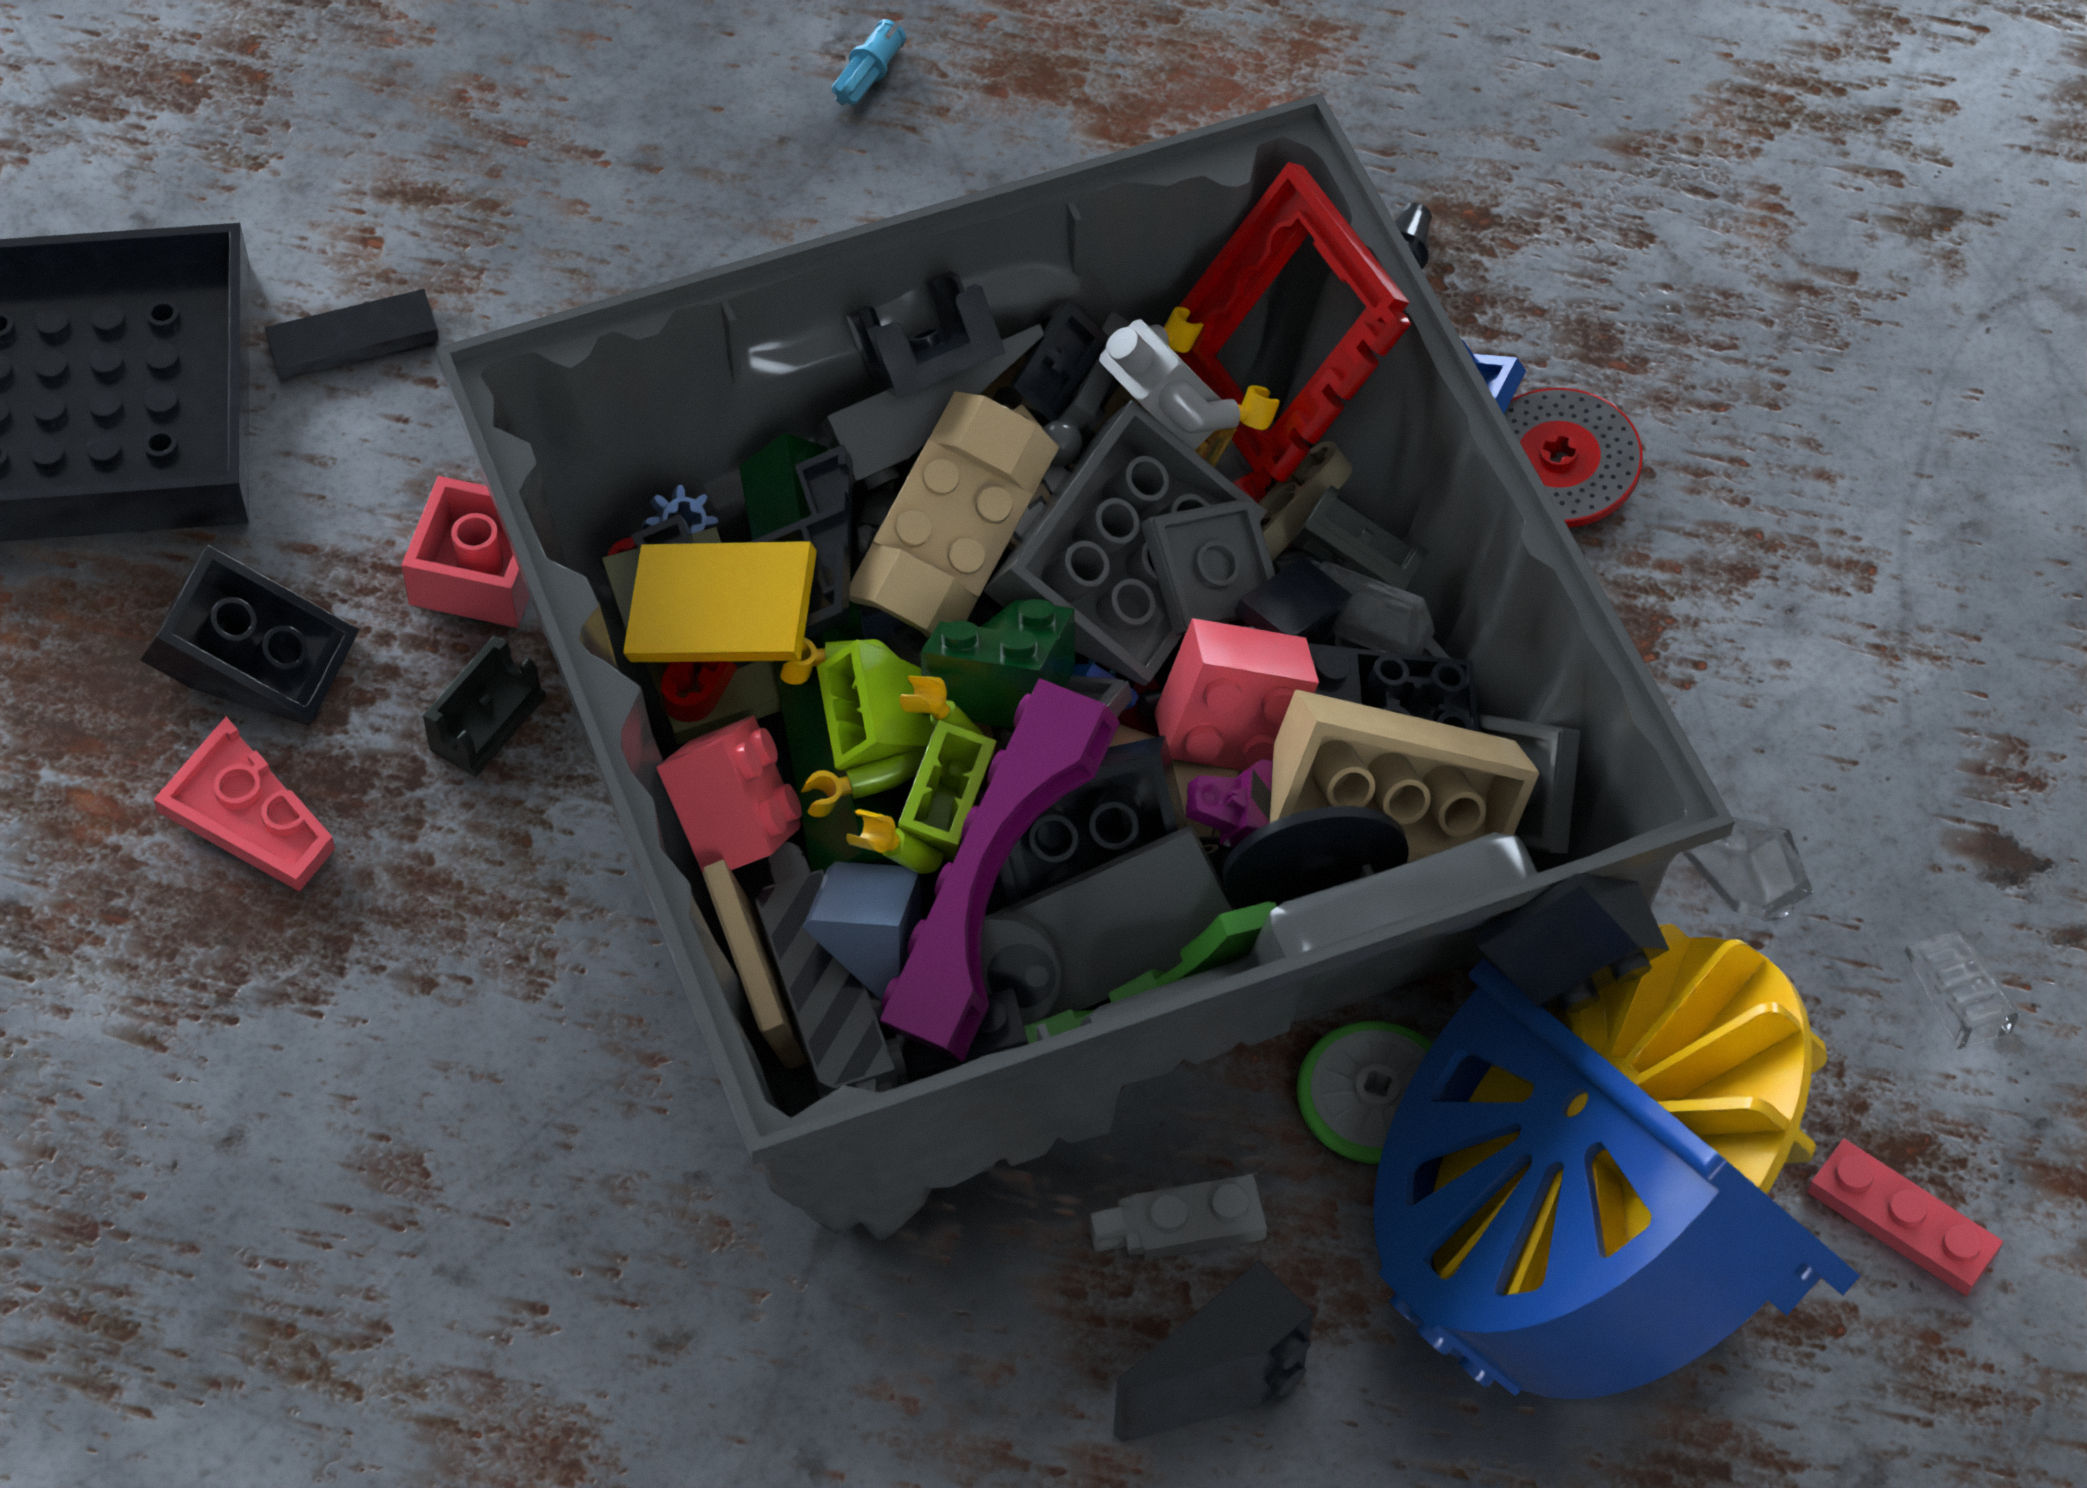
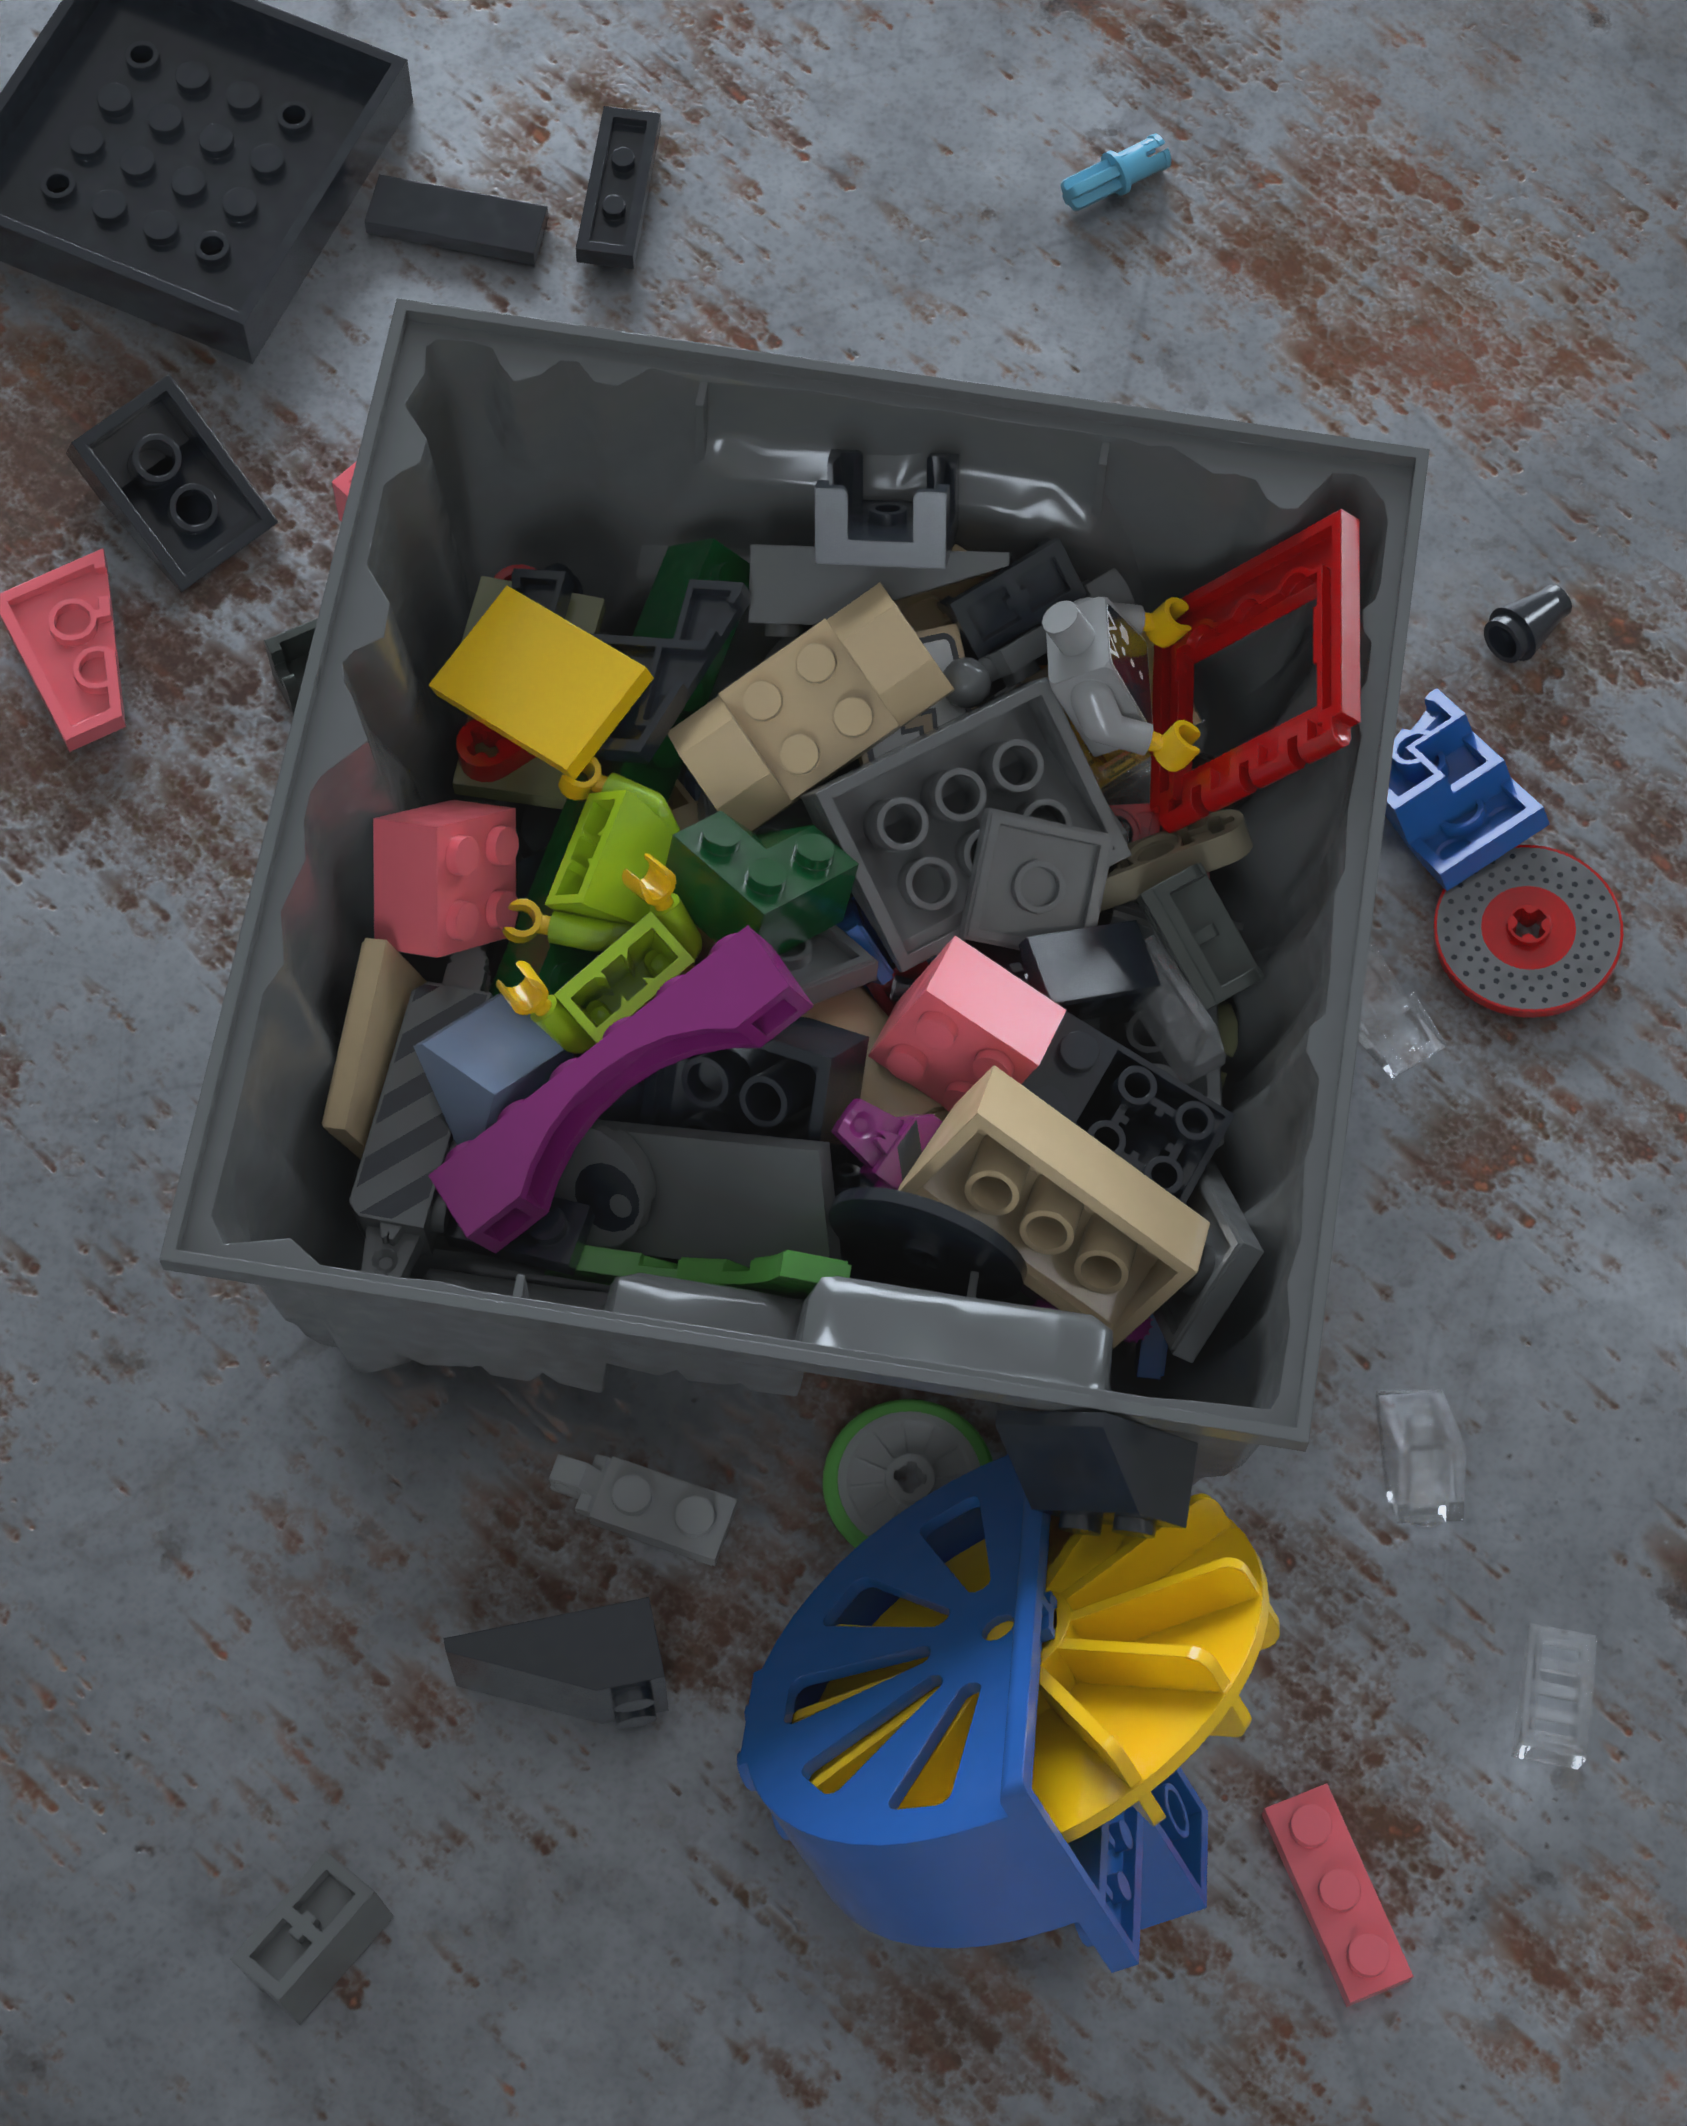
camera: 30 degrees right, 10 degrees up
(474, 249) = (618, 187): none -> black plate
(689, 509) = (606, 566): light blue gear -> none

